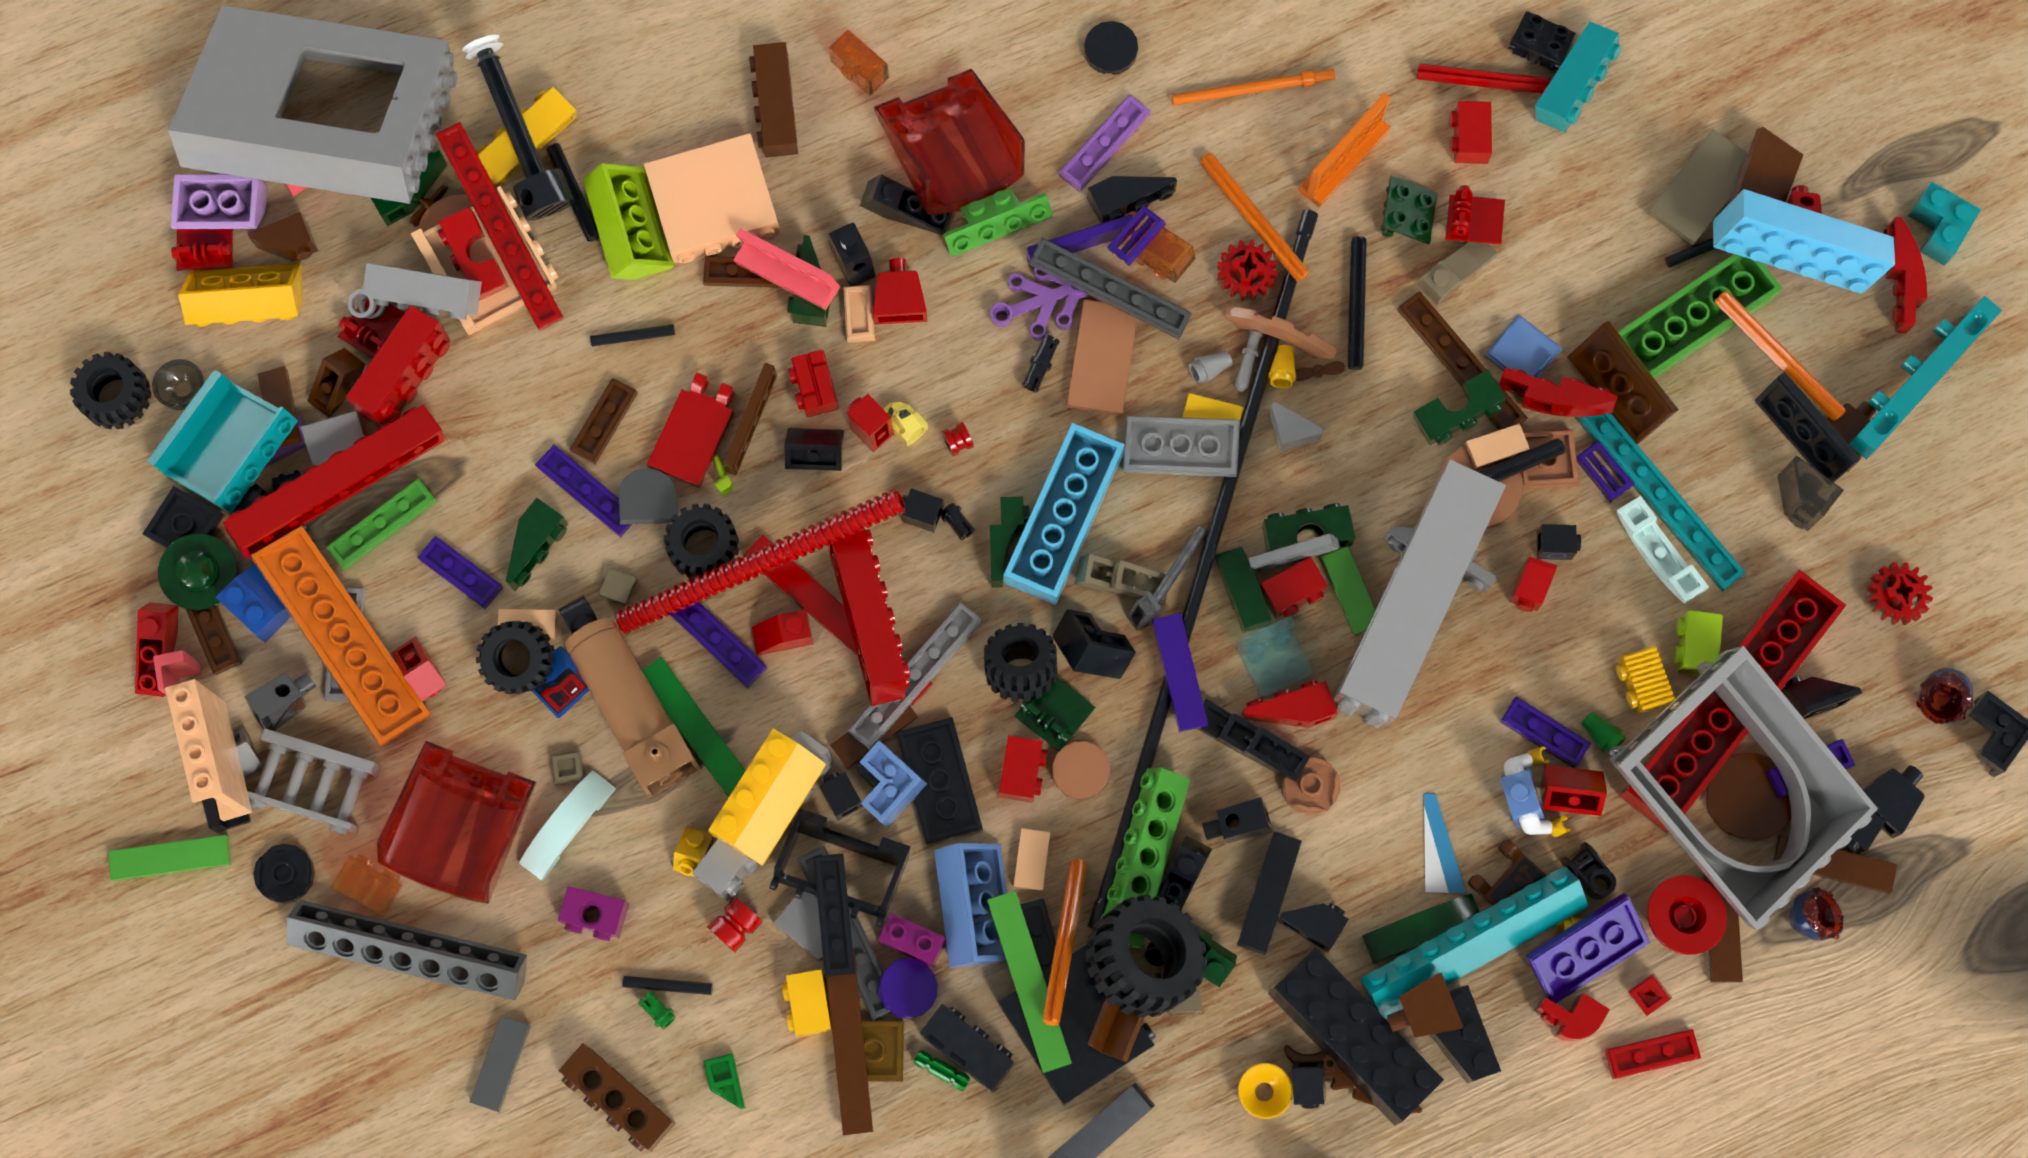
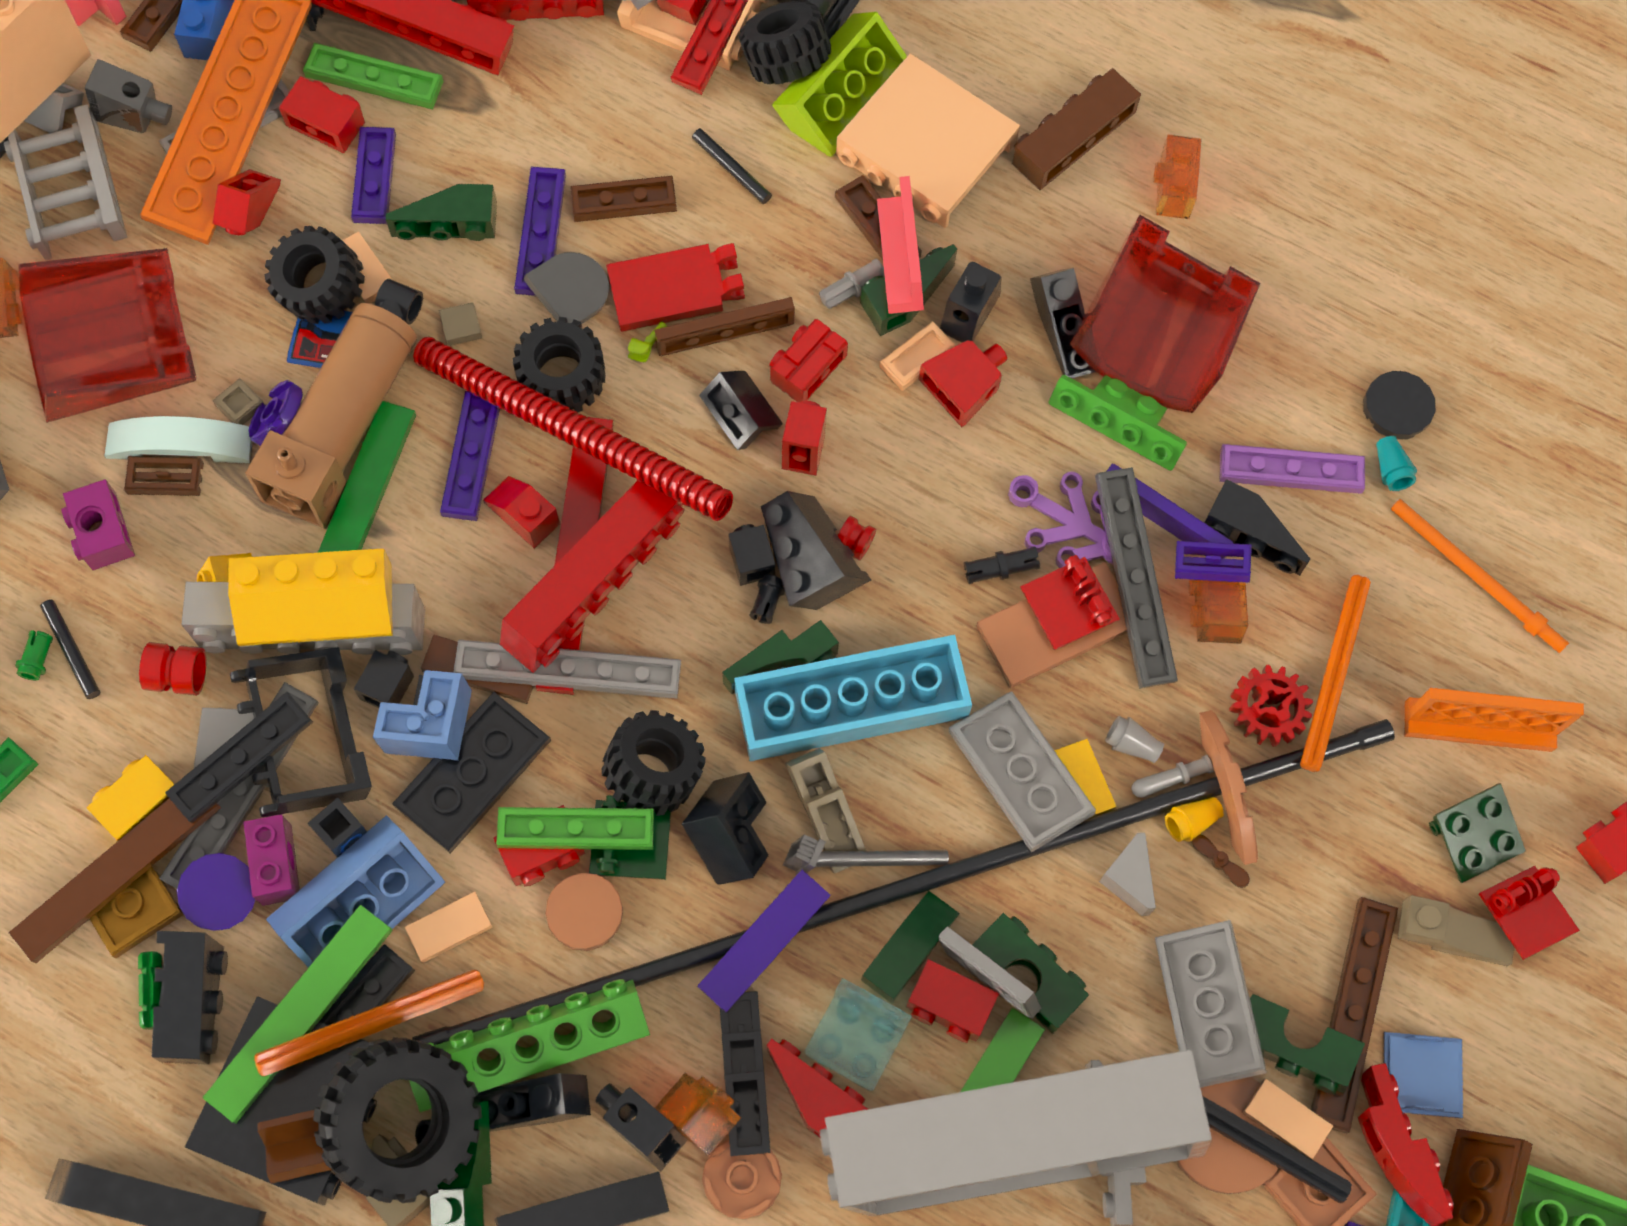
camera: 50 degrees right, 5 degrees down
(389, 575) = (322, 114): none -> red brick
(561, 863) = (177, 489): none -> reddish brown tile
(576, 237) = (785, 42): none -> black tyre
(601, 746) = (277, 413): none -> dark purple tile
(779, 318) = (850, 284): none -> light grey axle
(906, 422) = (834, 476): light yellow rock -> none
(923, 885) = (337, 827): none -> black brick
(949, 472) = (809, 552): none -> black wedge
(1030, 737) = (575, 828): none -> bright green tile
(1097, 340) = (1069, 602): none -> red hinge
(1148, 80) = (1395, 465): none -> teal cone
(1262, 778) = (699, 1111): none -> clear orange brick
(1357, 303) = (1329, 849): black axle -> none
(1400, 439) = (1211, 1002): none -> light grey tile

